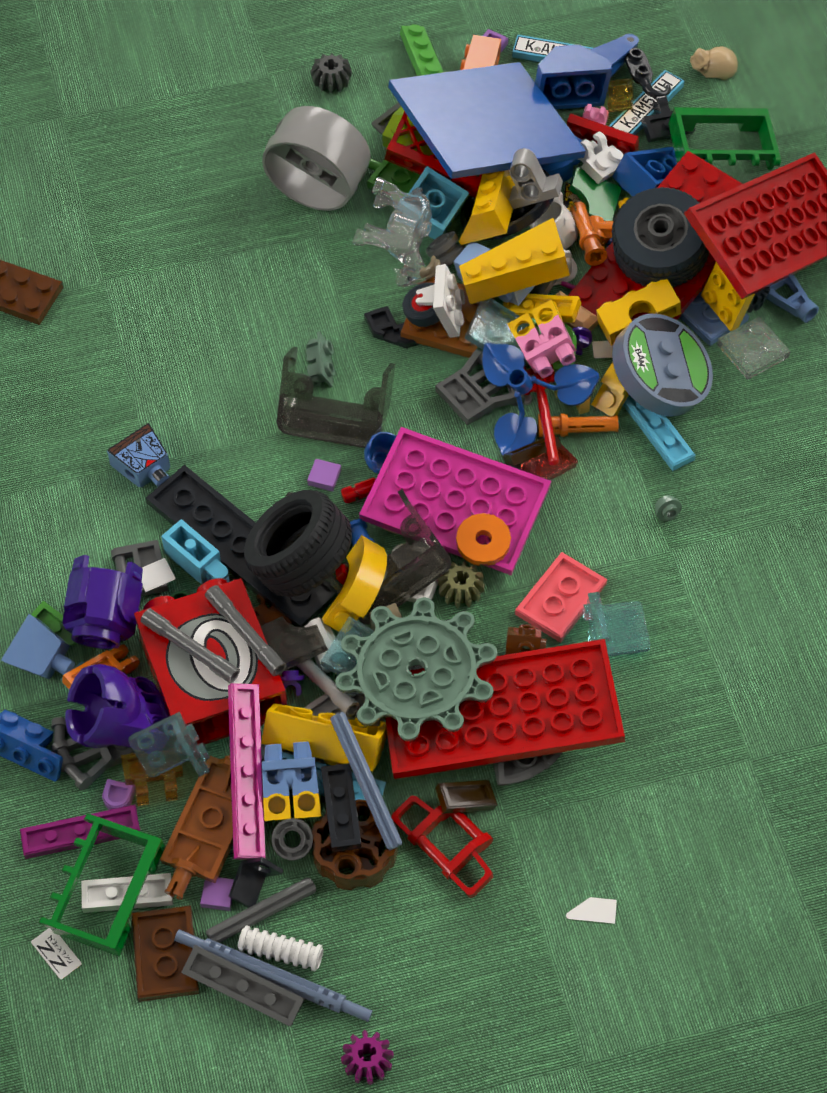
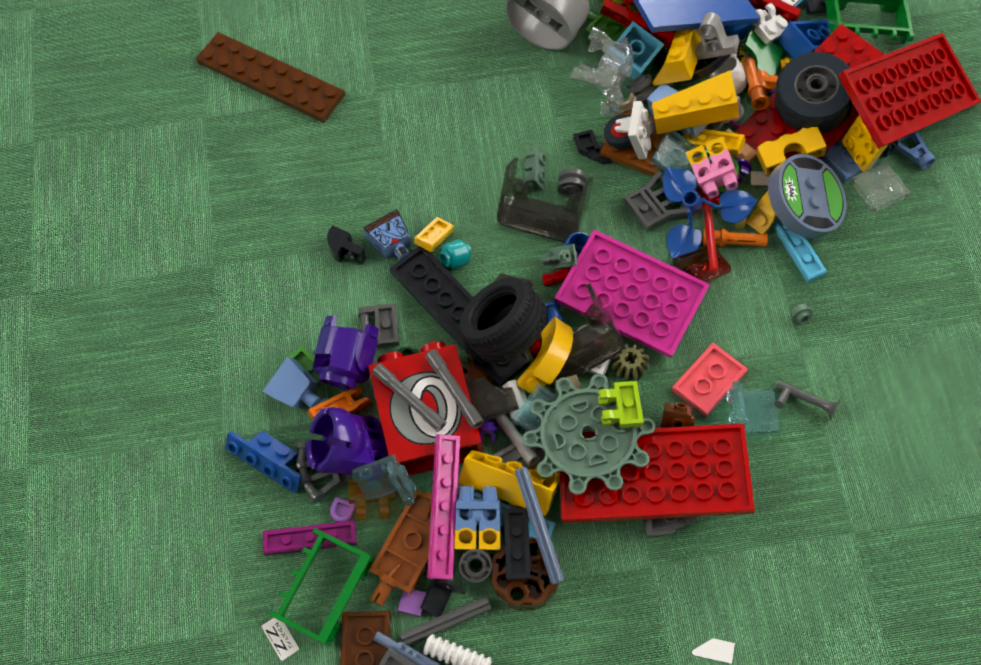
camera: 10 degrees right, 5 degrees up
(82, 476) = (342, 246): none -> black brick
(109, 893) = (326, 594): white plate -> none
(156, 574) = (390, 332): white sticker -> none
(193, 553) = (422, 318): medium azure brick -> none
(198, 451) = (433, 234): none -> yellow plate
(228, 473) = (455, 254): none -> teal head
(324, 475) = (529, 261): medium lavender tile -> none
(362, 464) = (560, 256): none -> sand green hinge
(367, 372) = (571, 182): none -> dark grey wheel
(461, 627) = (627, 403): none -> lime plate
(466, 796) = (619, 542): dark brown tile -> none
(472, 849) = (601, 601): red bar -> none
(485, 525) = (653, 316): orange tile -> none
(657, 599) = (787, 389): none -> dark grey piece

